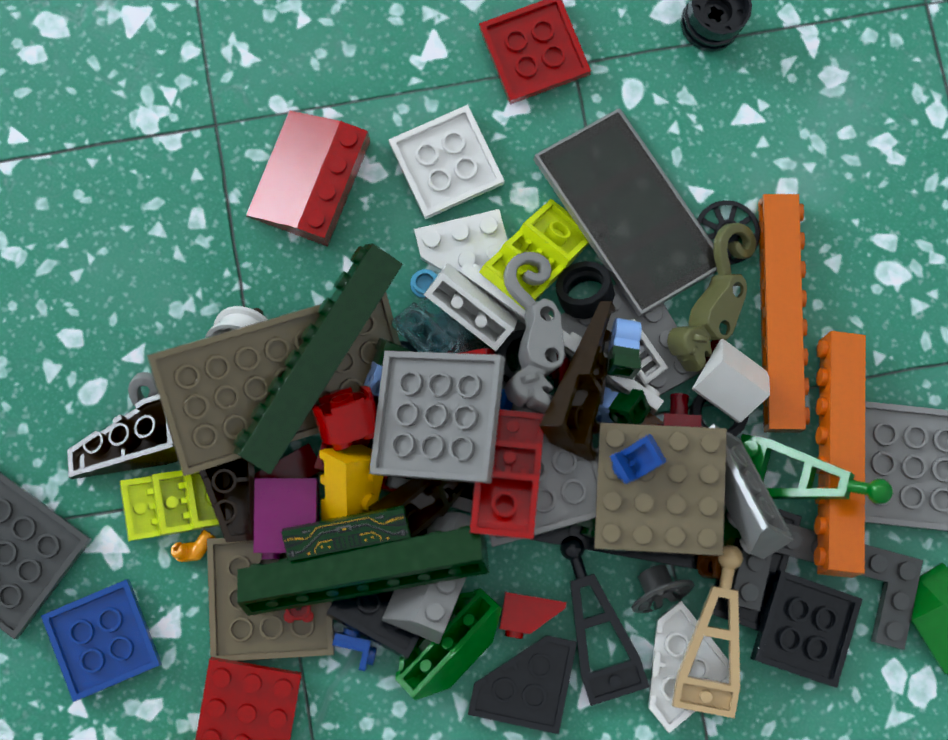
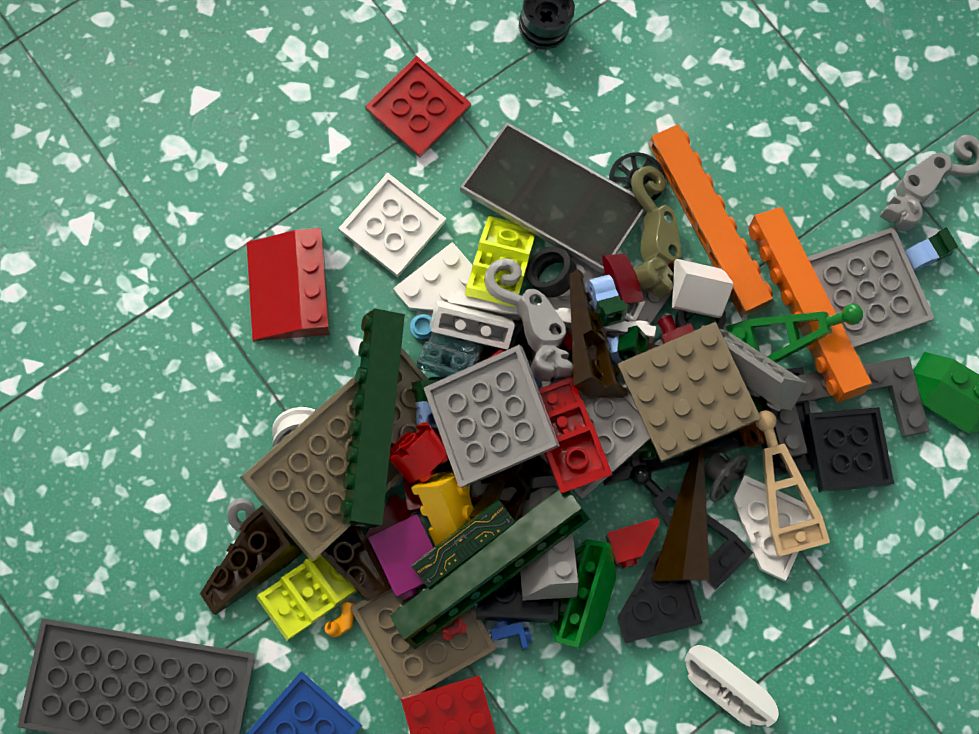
camera: 30 degrees left, 5 degrees down
(580, 645) = (686, 542): none -> dark brown wedge
(637, 460) = (661, 375): blue bracket -> none
(656, 332) = (624, 277): none -> dark red slope

